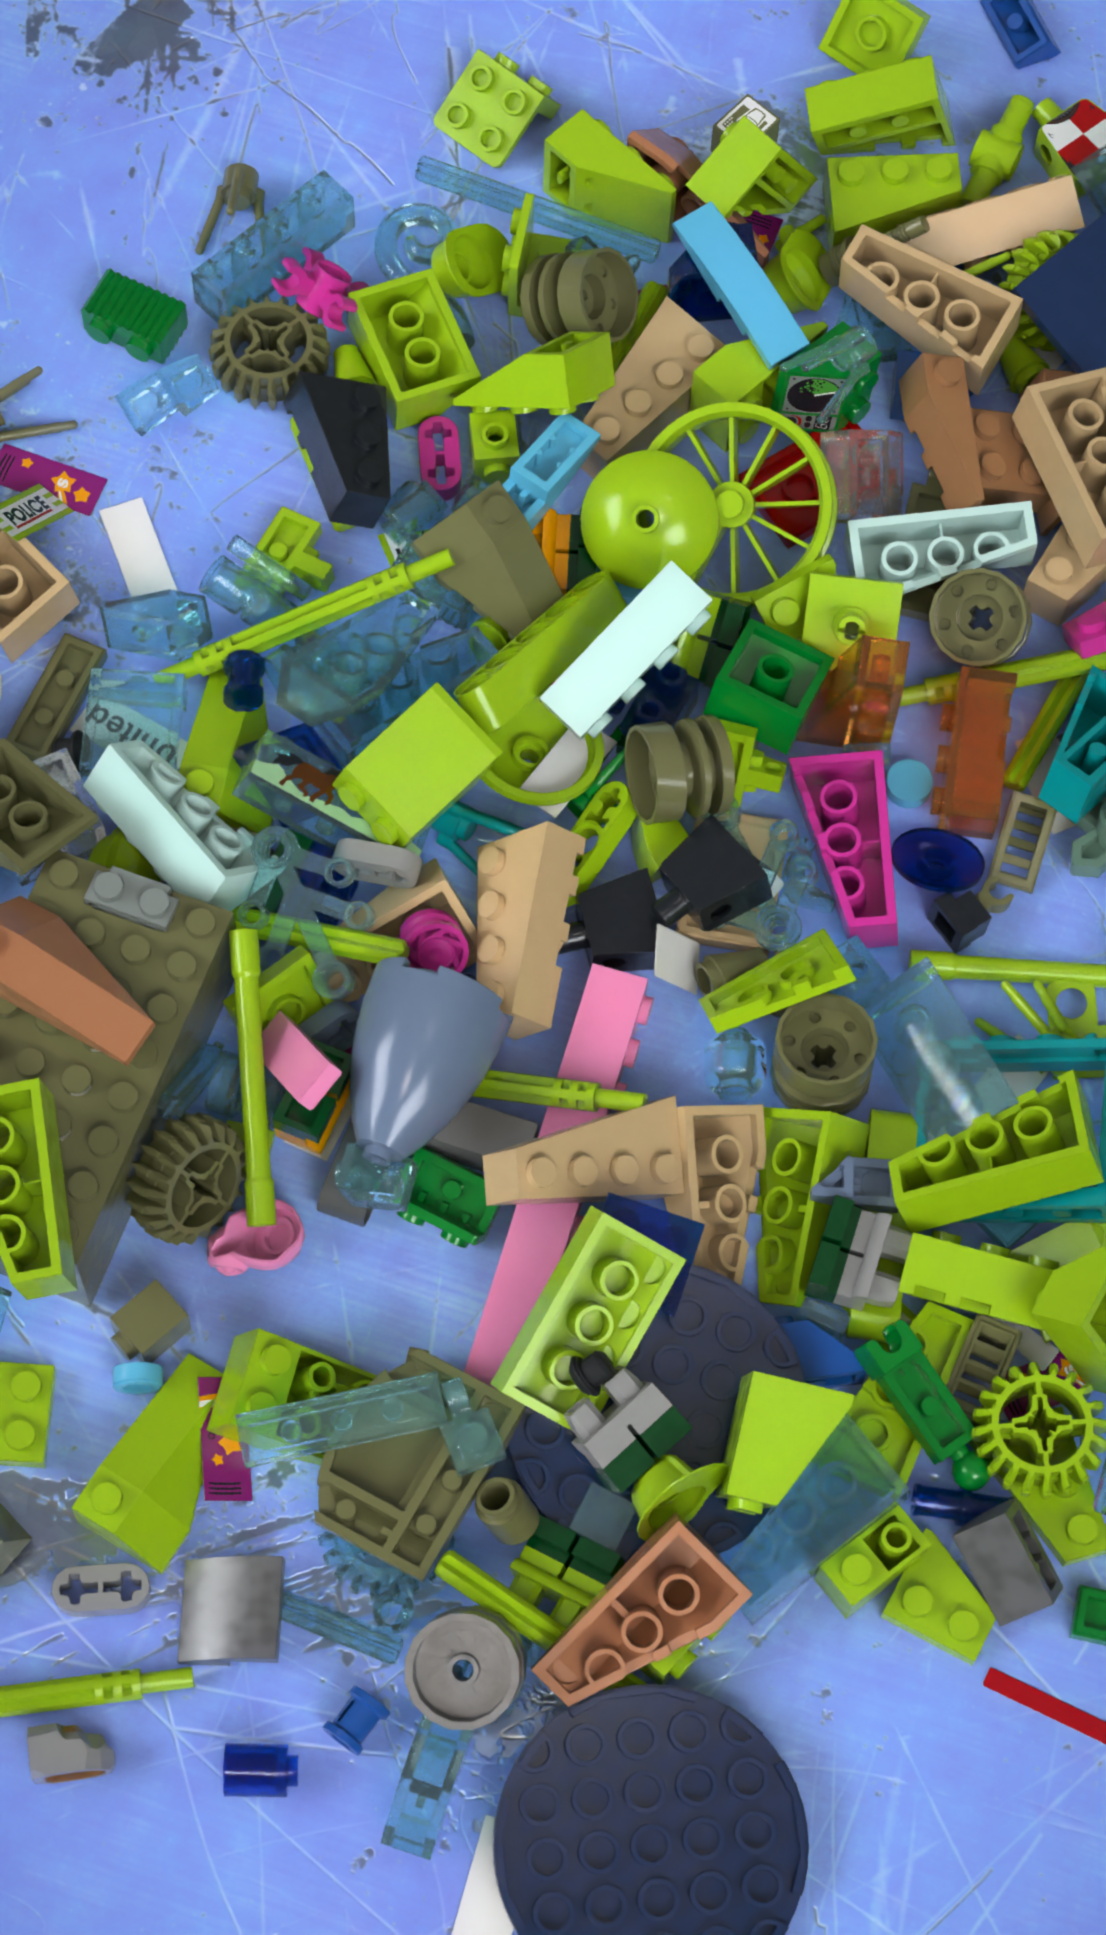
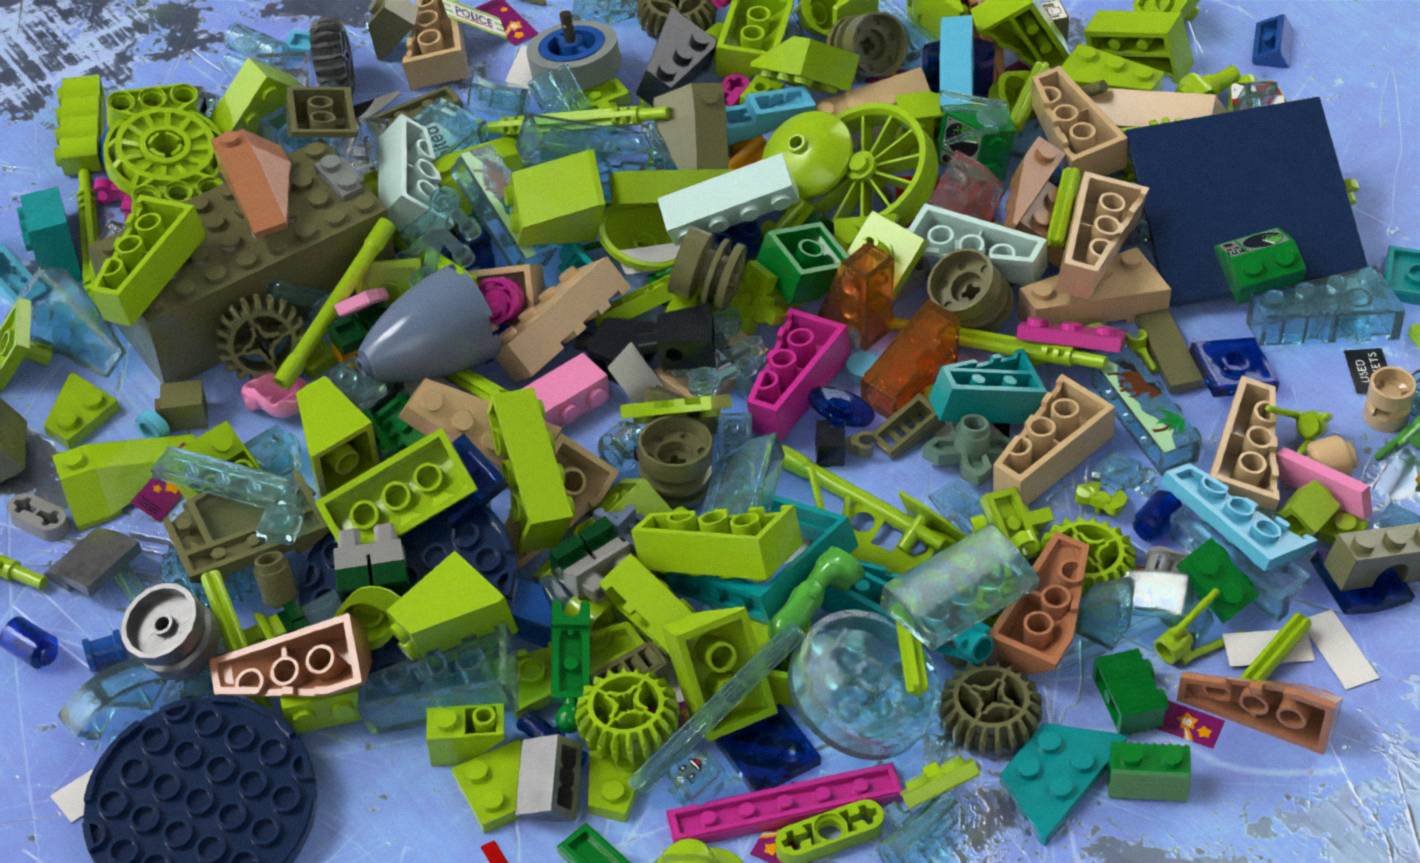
camera: 40 degrees right, 20 degrees down
(202, 497) = (584, 44): none -> wheel
(243, 685) = (507, 139): clear blue bush -> none
(326, 1321) = (275, 451): none -> clear light blue brick
(379, 862) = (502, 244): light grey beam -> none
(392, 1264) = (336, 436): none -> lime slope
(591, 1372) = (370, 516): black piece -> none
(702, 1183) = (530, 469): none -> lime wedge
(819, 268) = (1023, 104): none -> lime axle
(1012, 439) = (1063, 207): none -> lime axle

